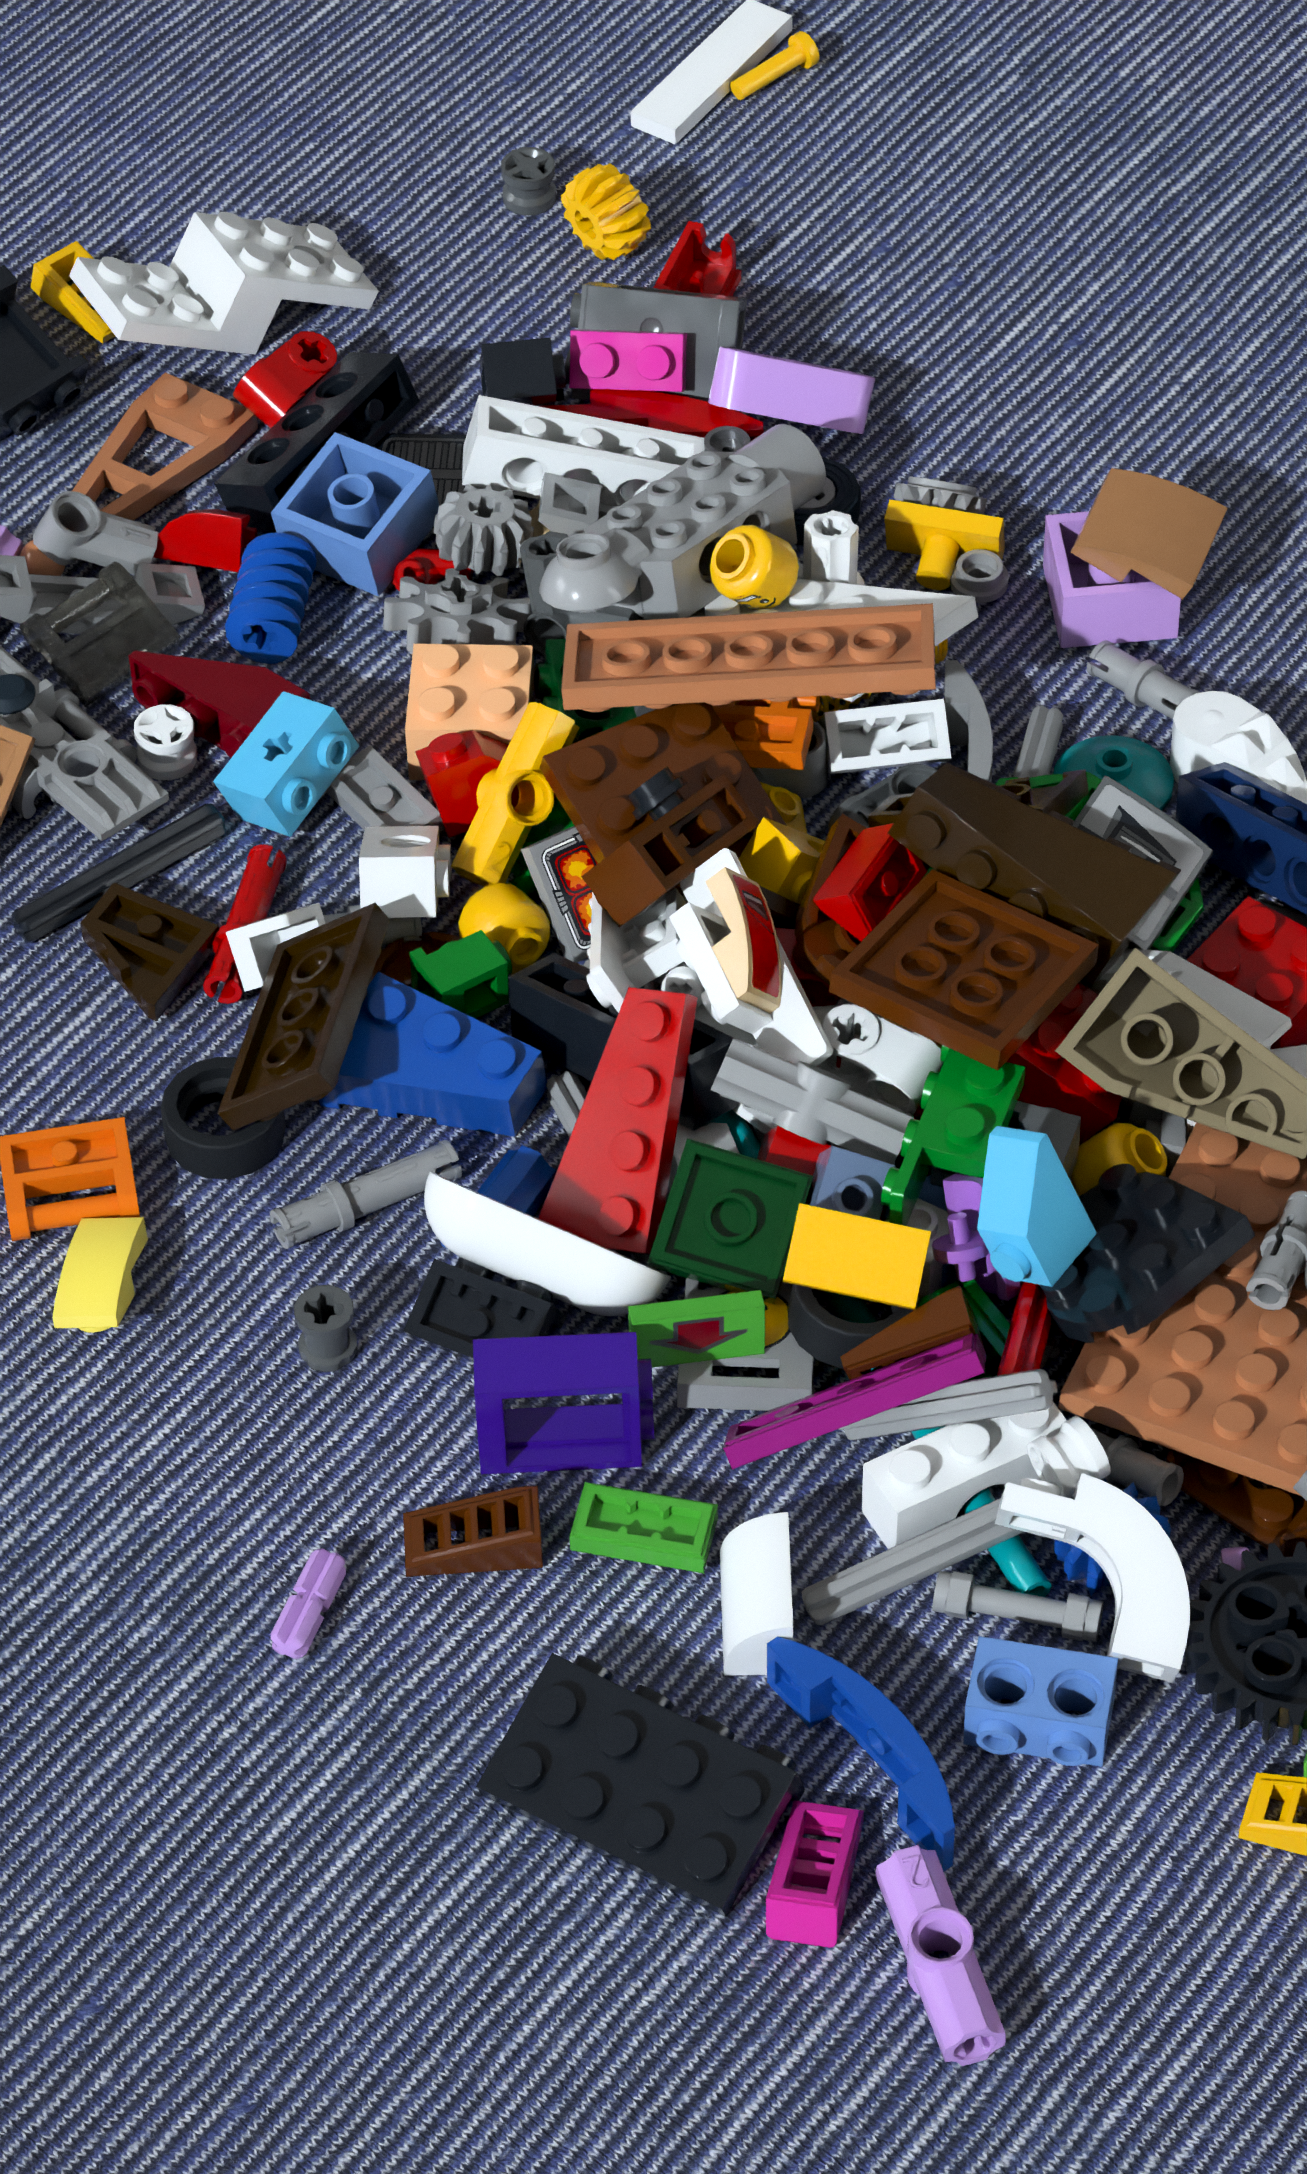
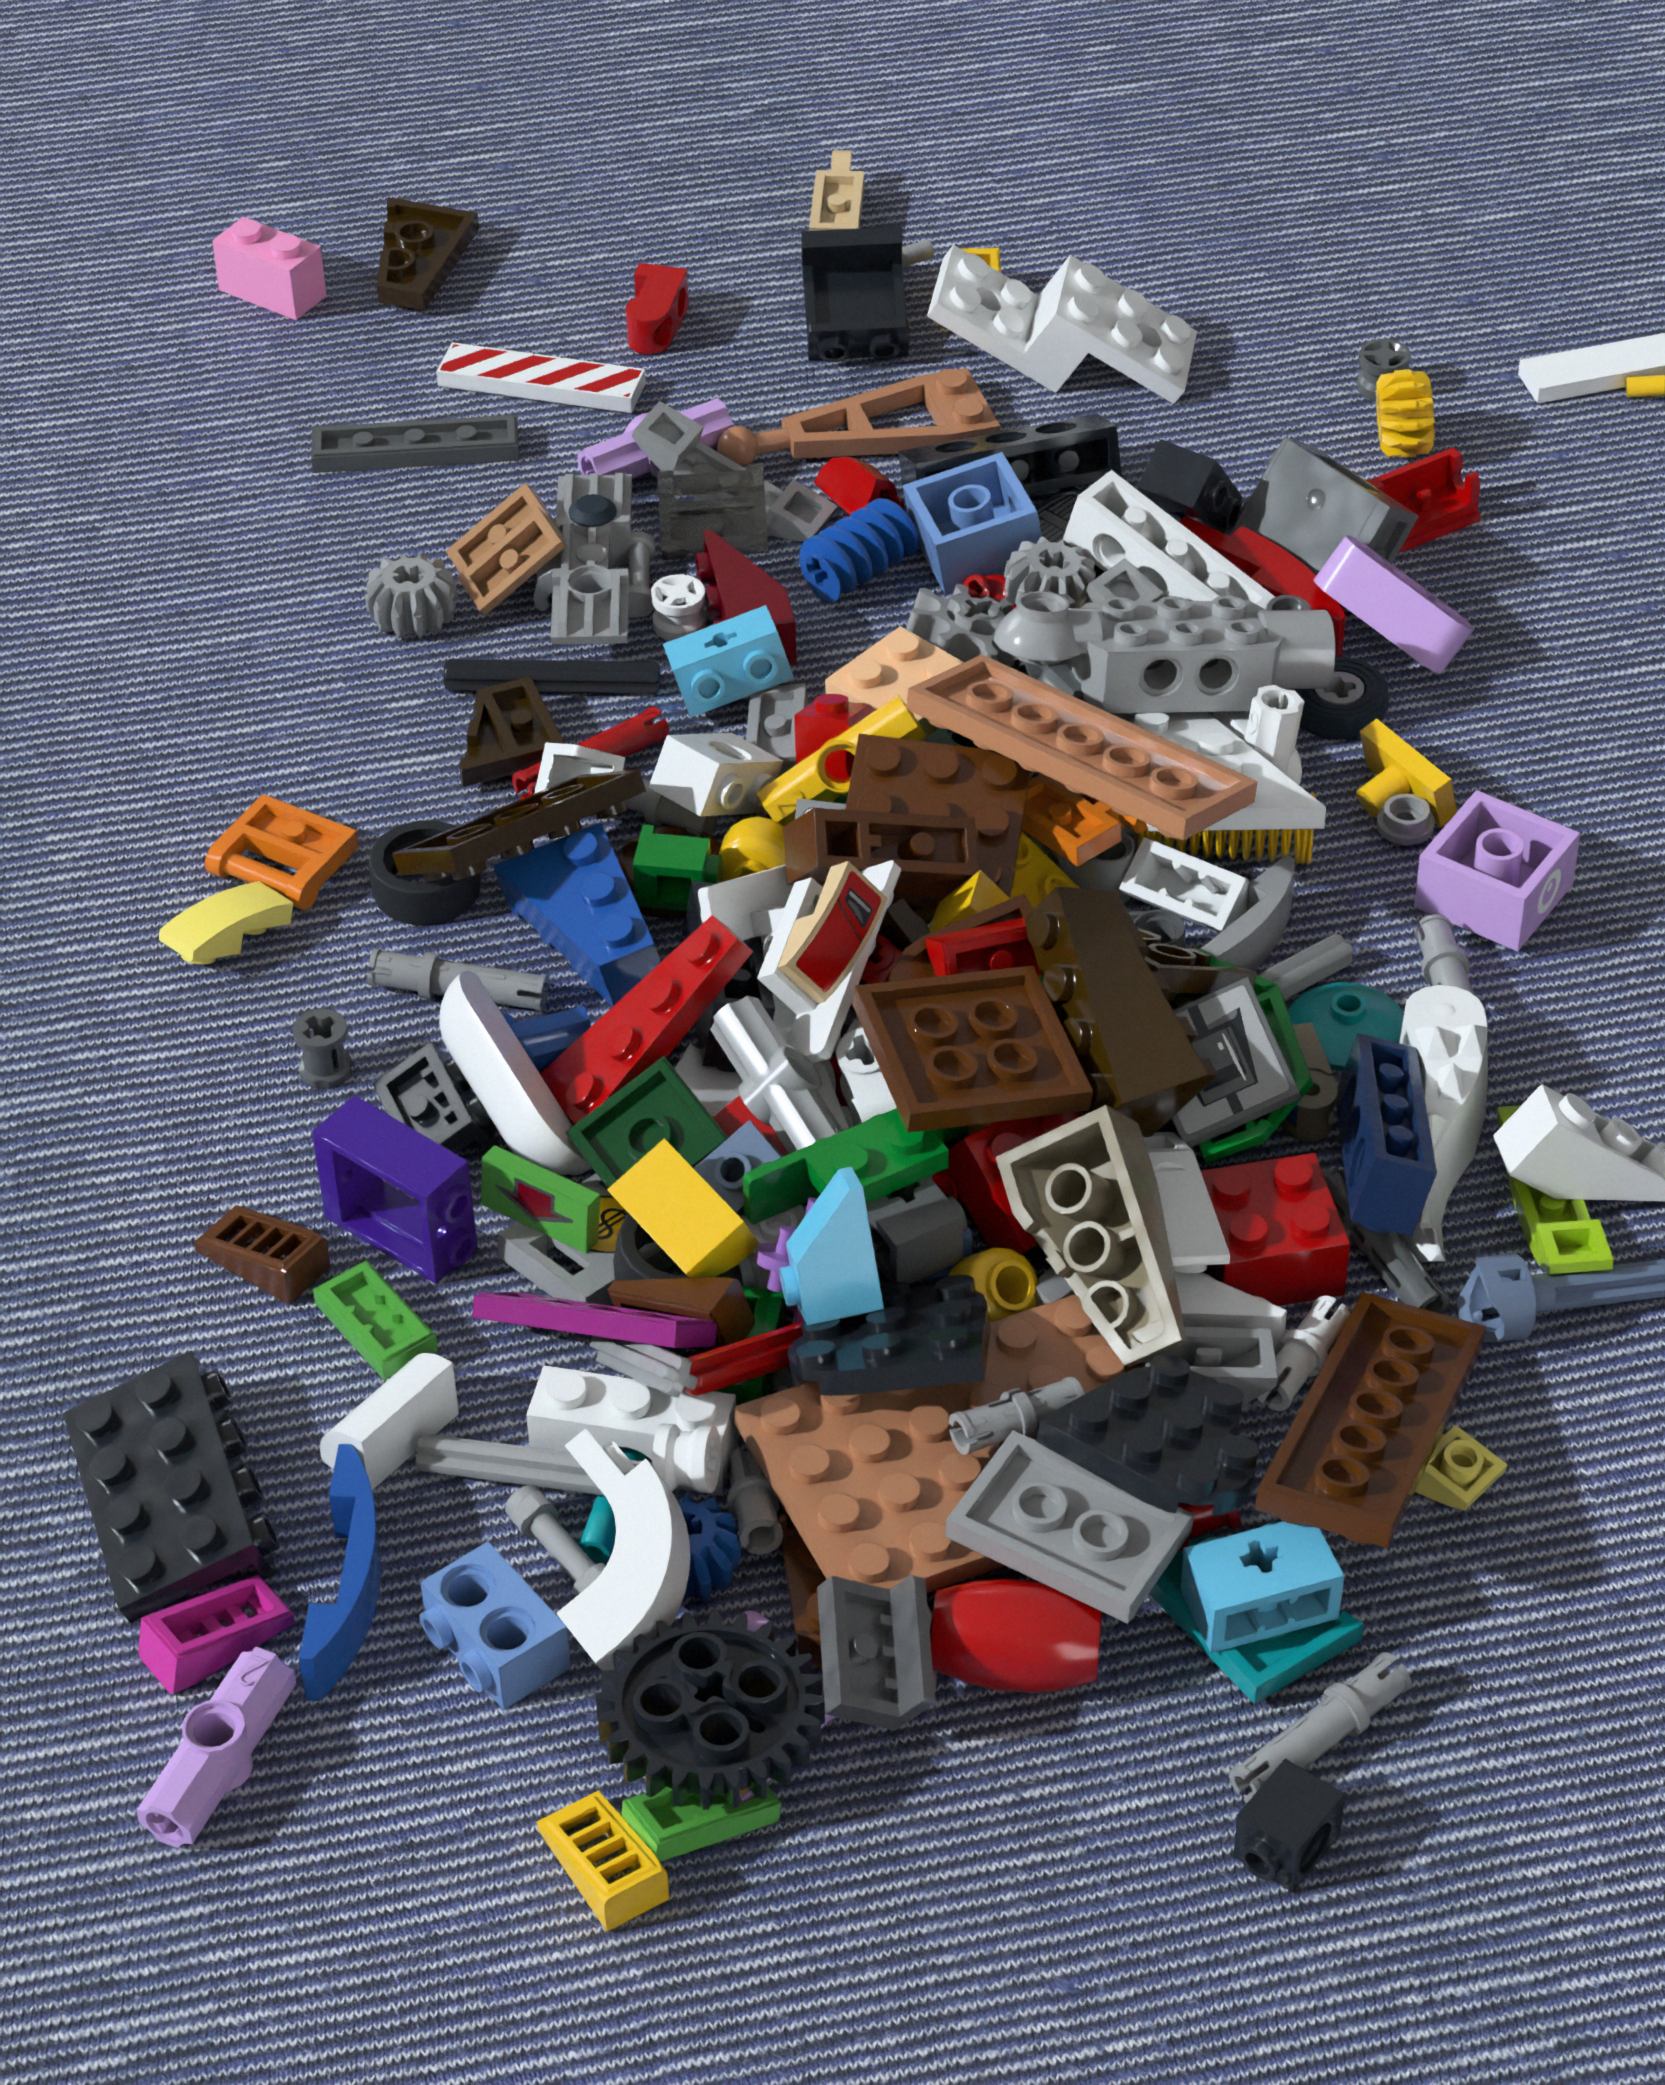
camera: 40 degrees right, 5 degrees down
(92, 534) = (780, 447): light grey piece -> none
(285, 376) = (1034, 403): red piece -> none
(301, 1613) = (119, 1217): lavender piece -> none
(628, 360) = (1283, 516): dark pink plate -> none
(657, 795) = (904, 798): black plate -> none
(754, 567) = (1183, 697): yellow head -> none
(940, 494) = (1432, 743): light grey gear -> none
(1149, 528) = (1536, 841): medium nougat slope -> none

